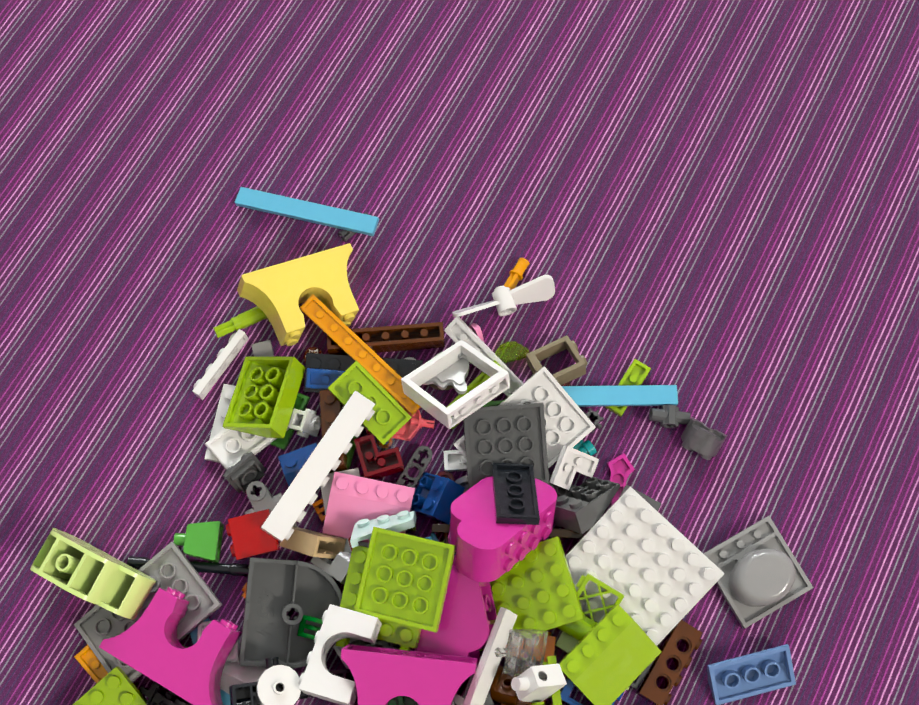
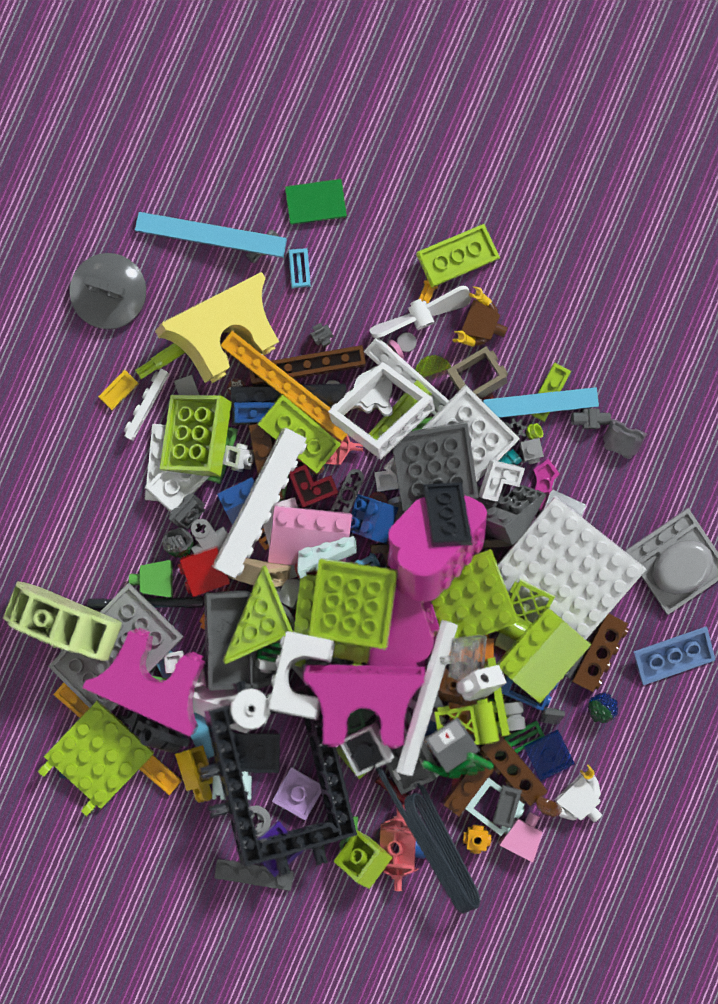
camera: 10 degrees left, 15 degrees up
(195, 349) = (118, 390): none -> yellow tile
(199, 255) = (108, 291): none -> dark grey bracket
(231, 504) = (178, 542): none -> dark grey piece
(305, 593) = (261, 620): none -> lime tile
(305, 644) = (266, 666): none -> white plate
(389, 265) = (301, 284): none -> medium azure tile
(404, 312) = (322, 335): none -> dark grey gear
(411, 192) = (316, 201): none -> green tile
(488, 327) = (406, 342): none -> light grey tile
(544, 250) = (457, 255): none -> lime tile
(563, 312) = (480, 321): none -> reddish brown torso
(606, 442) = (531, 451): none -> light grey brick
(611, 425) = (534, 431): none -> lime plate

